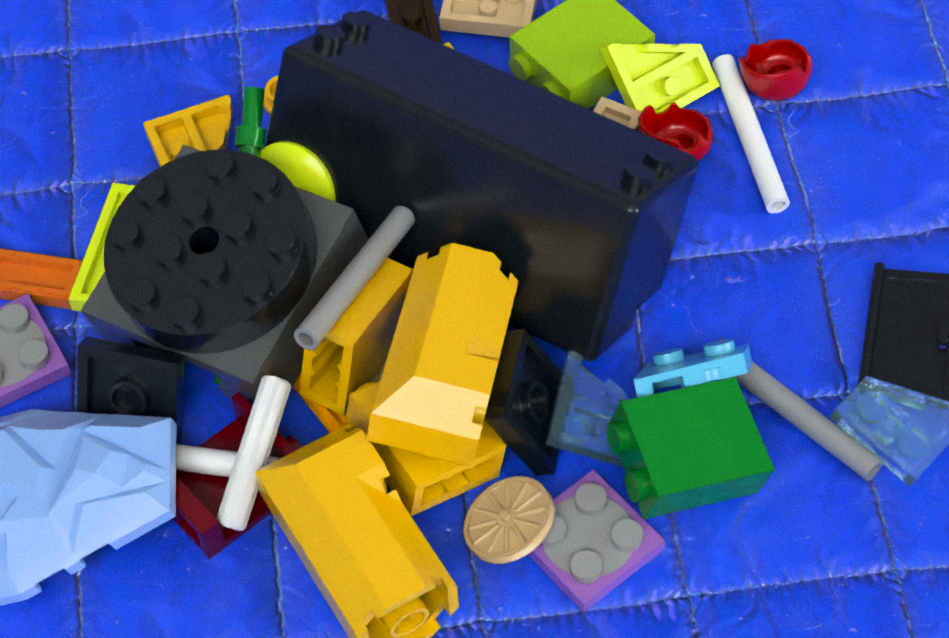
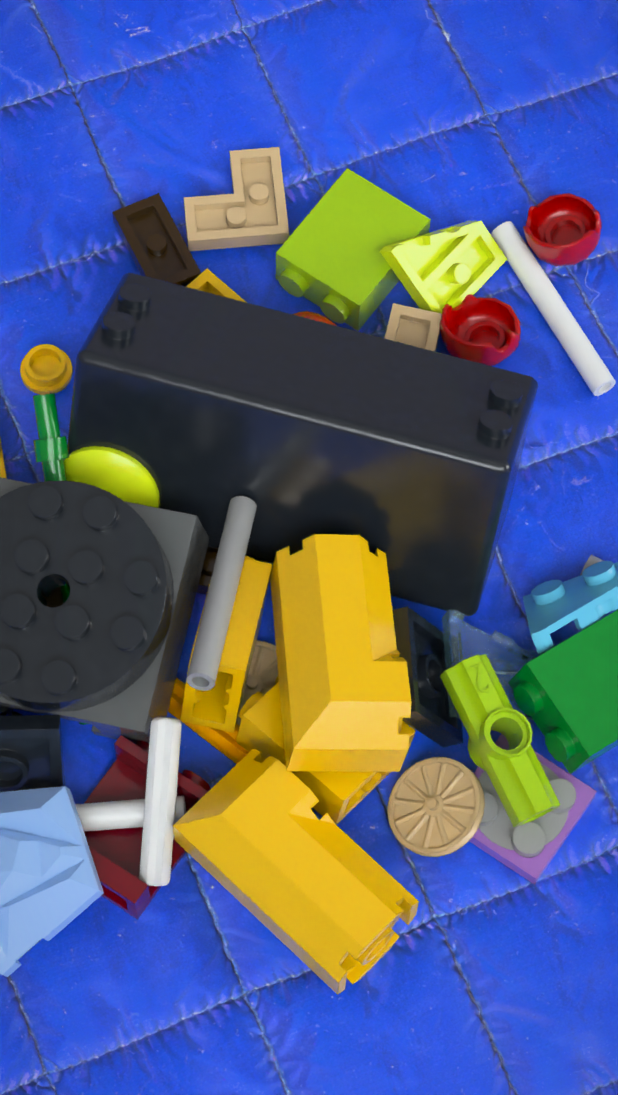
camera: 20 degrees left, 10 degrees up
(583, 495) = (515, 771): none -> lime piece

